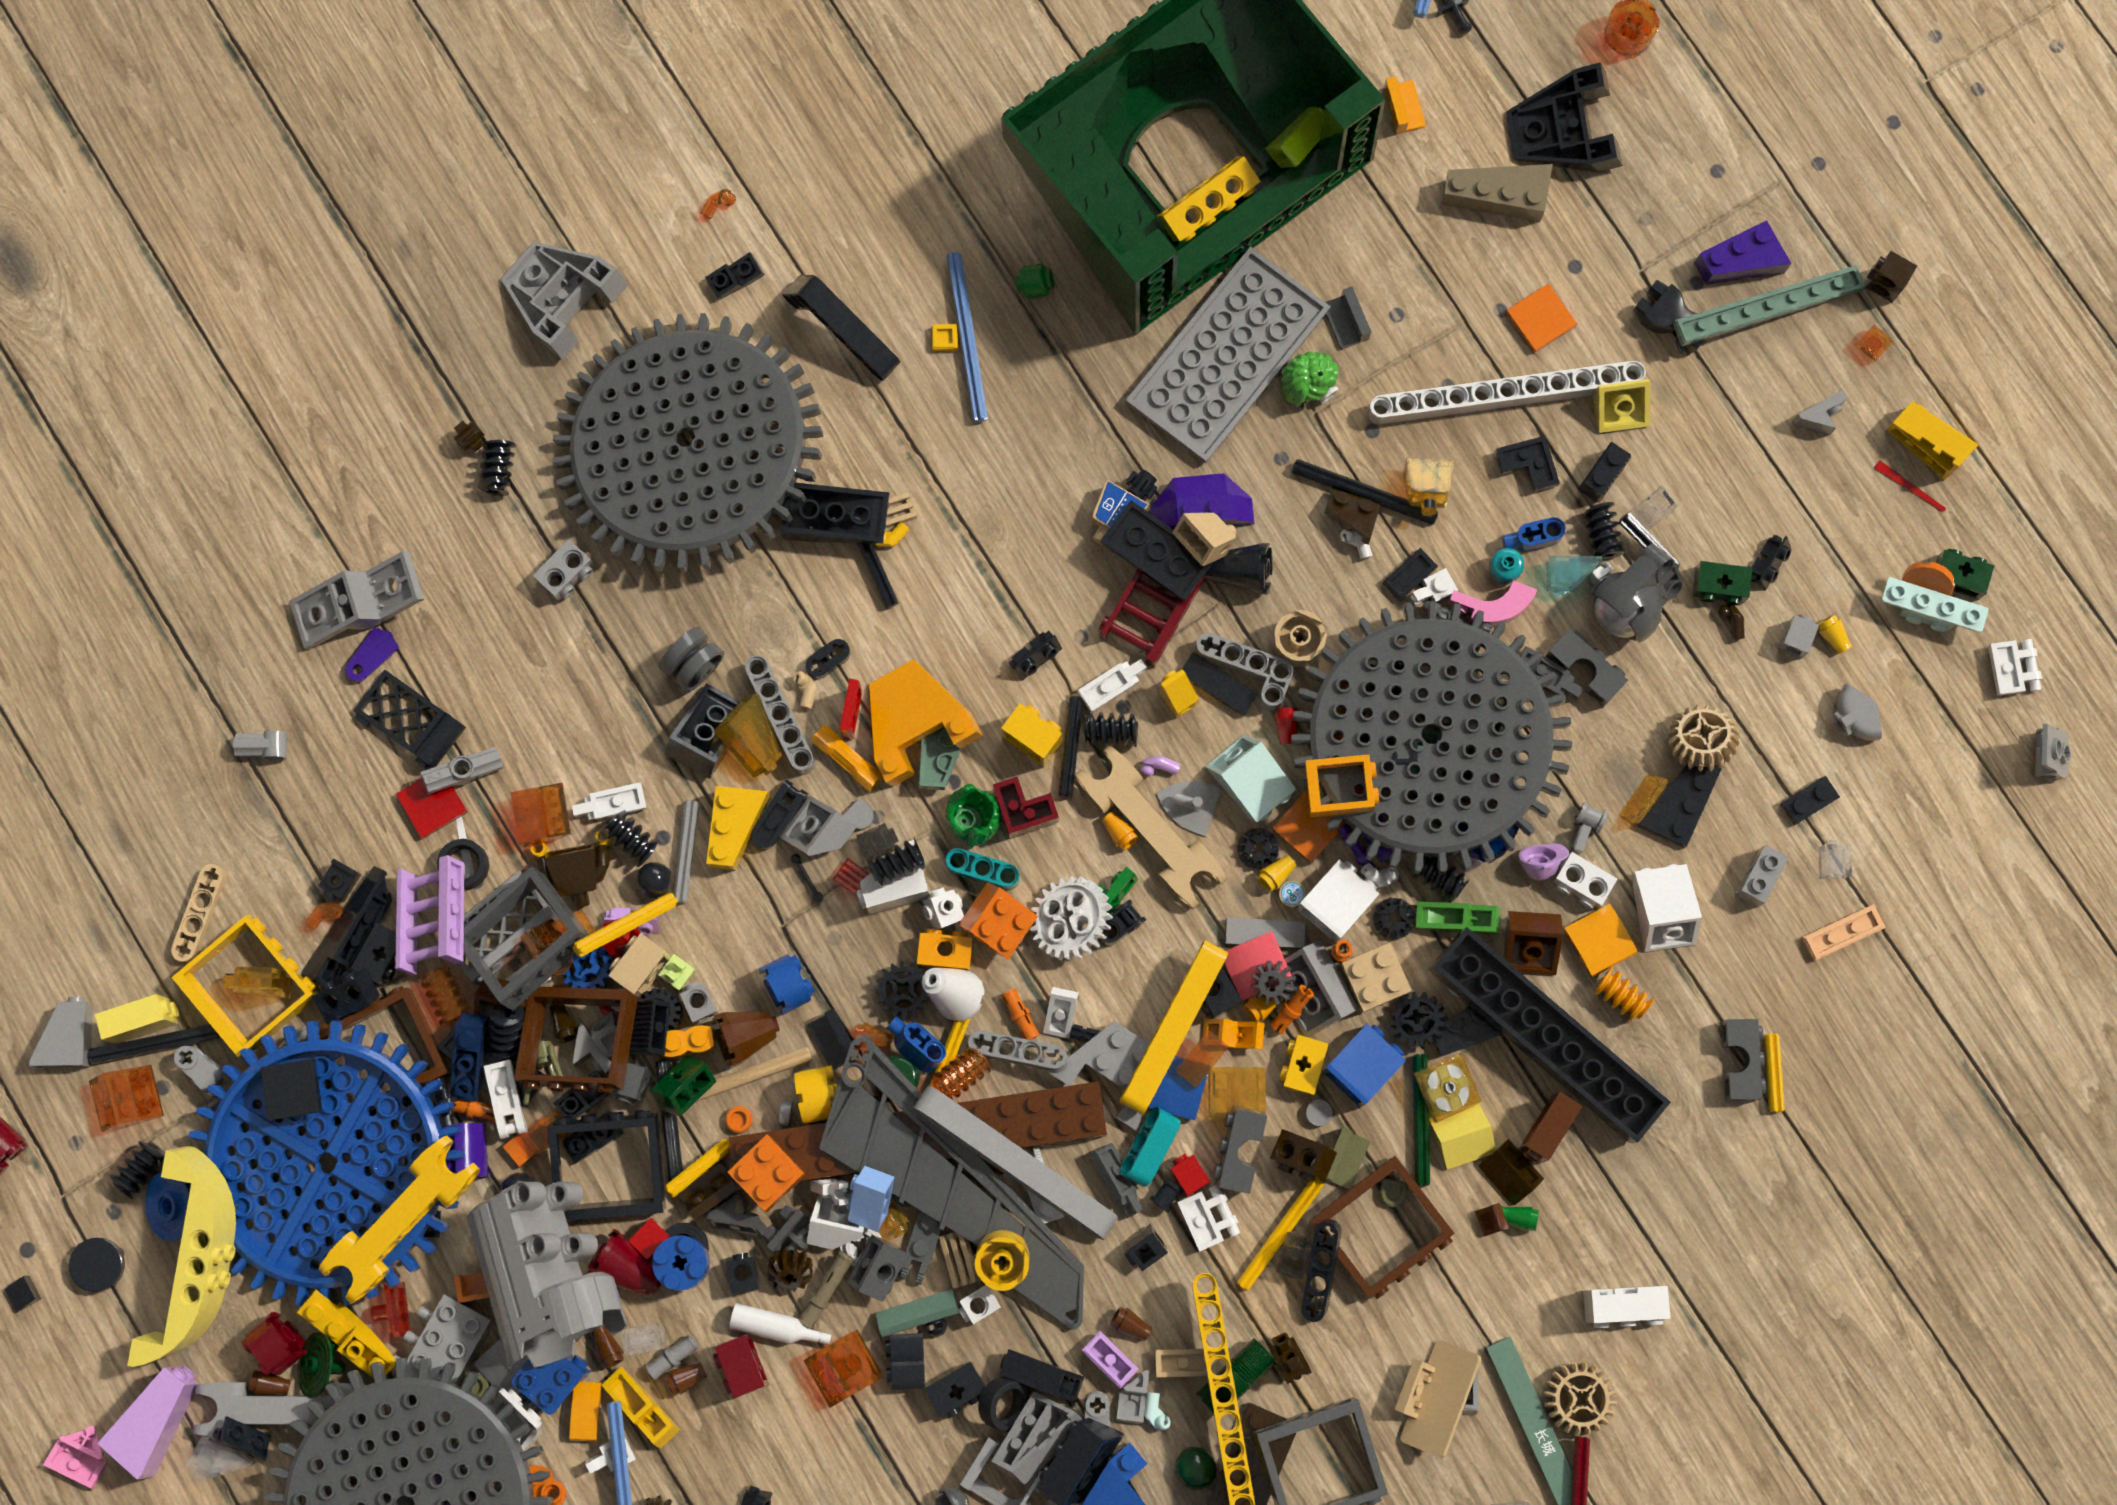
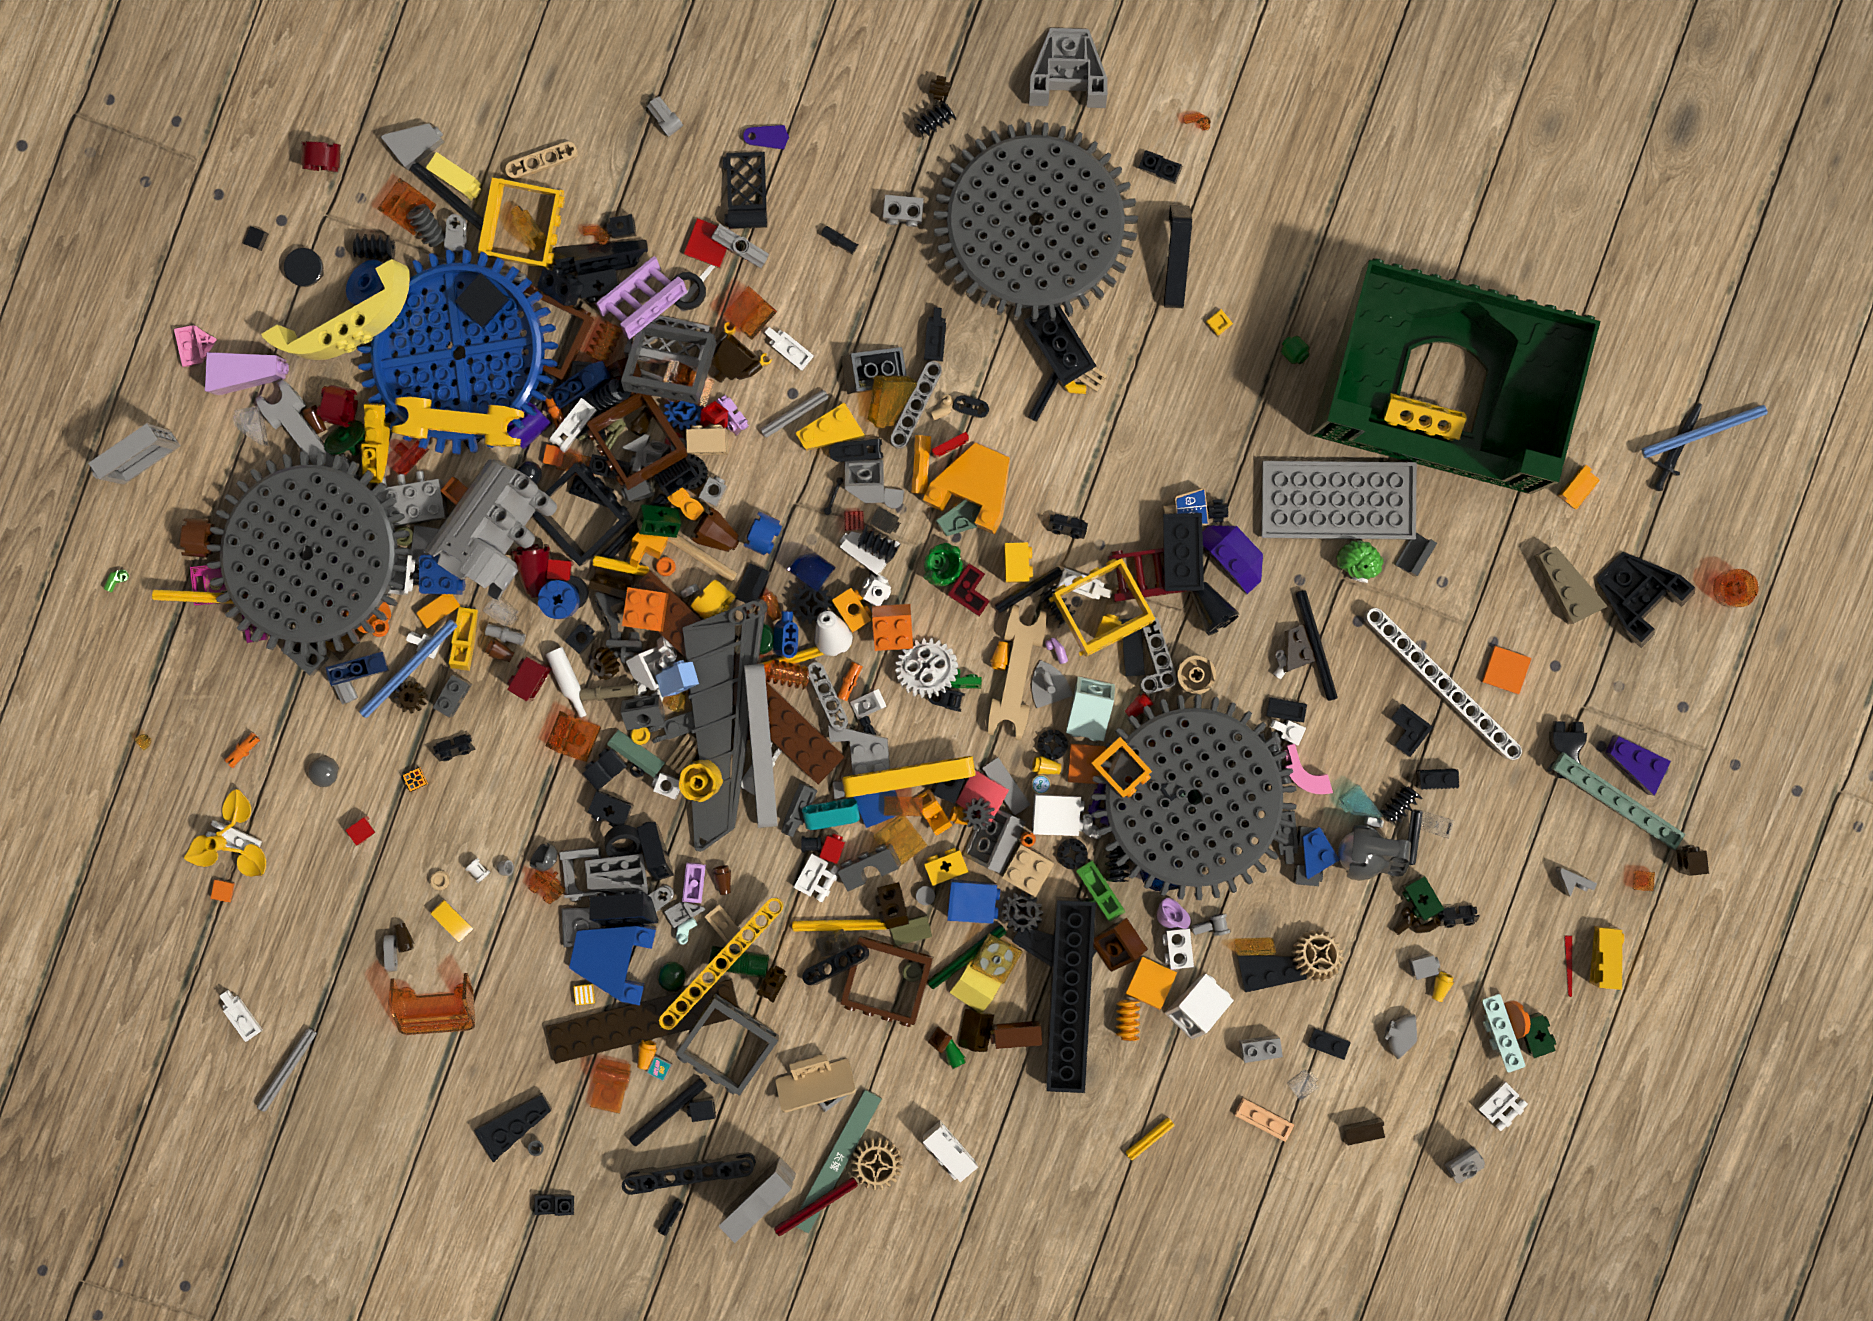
camera: 50 degrees right, 10 degrees up
(162, 1088) = (426, 225): none -> dark grey piece
(243, 1438) = (274, 430): black hinge -> none
(356, 599) = (790, 103): light grey bracket -> none
(540, 661) = (839, 239): none -> black axle
(607, 1348) = (479, 597): reddish brown cone -> none
(624, 924) = (722, 415): yellow axle -> none
(630, 837) = (777, 376): black piece -> none
(653, 879) = (763, 408): black piece -> none
(677, 972) = (721, 464): yellowish green tile -> none
(691, 659) = (907, 328): dark grey wheel -> none
(692, 1469) = (452, 695): none -> dark grey brick
(699, 1118) = (646, 544): none -> light orange brick
(736, 649) = (935, 337): none -> black hinge
(867, 960) = (812, 569): none -> clear blue brick
(901, 1292) = (640, 736): none -> yellow tile
(967, 337) = (1229, 335): medium blue axle -> none
(973, 859) = (916, 584): teal beam -> none
(1145, 1258) = (772, 861): black brick -> none
(1191, 682) = (1115, 634): none -> yellow window
(1205, 536) = (1213, 574): tan torso -> none
(1292, 1009) = (972, 835): orange pin -> none
(1297, 139) = (1504, 442): lime slope -> none
(1428, 483) = (1349, 679): clear yellow torso -> none
(1503, 573) = (1328, 765): teal head -> none
(1543, 540) = (1354, 757): blue piece -> none
(1590, 652) = (1317, 852): none -> blue wing
(1622, 405) = (1487, 759): light yellow slope -> none
(1744, 1037) = (1131, 1127): dark grey arch -> none
(1758, 602) = (1427, 927): none -> dark brown arm
(1935, 834) = (1364, 1131): none -> dark brown panel

